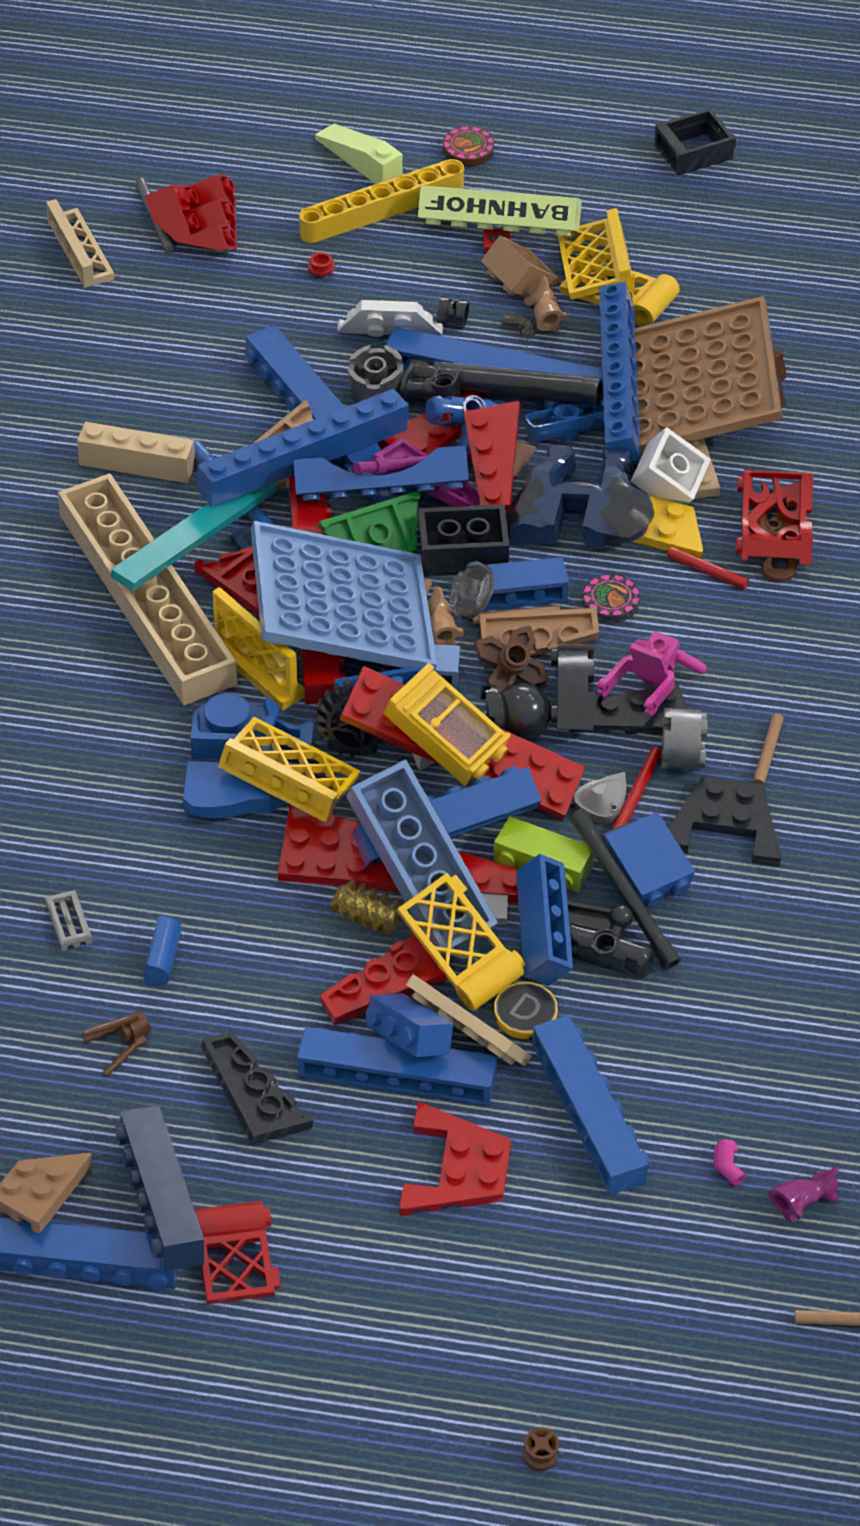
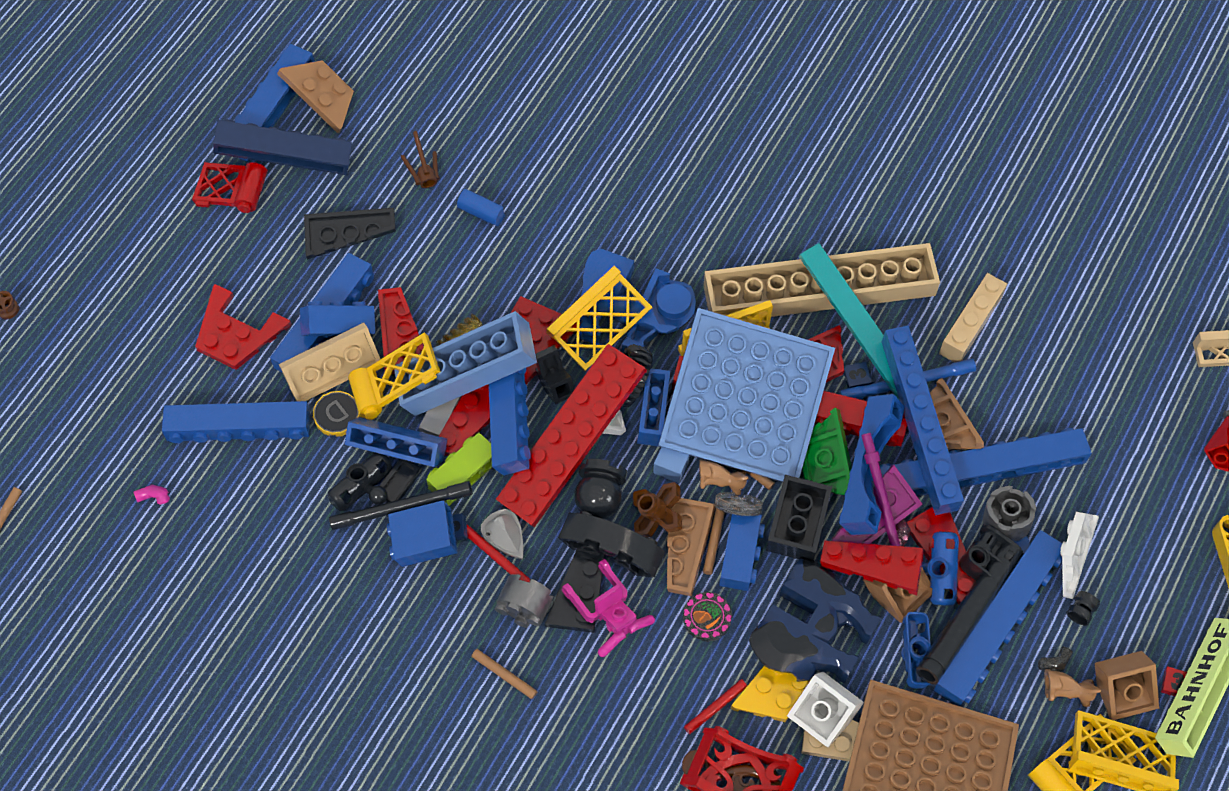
camera: 110 degrees right, 15 degrees up
(74, 938) = (534, 169): light grey tile -> none
(321, 264) = (1174, 524): red plate -> none
(447, 725) = (572, 413): yellow door -> none
(619, 369) = (954, 707): blue brick -> none
(732, 810) = (457, 621): black wing -> none
(796, 1194) = (98, 524): magenta animal -> none

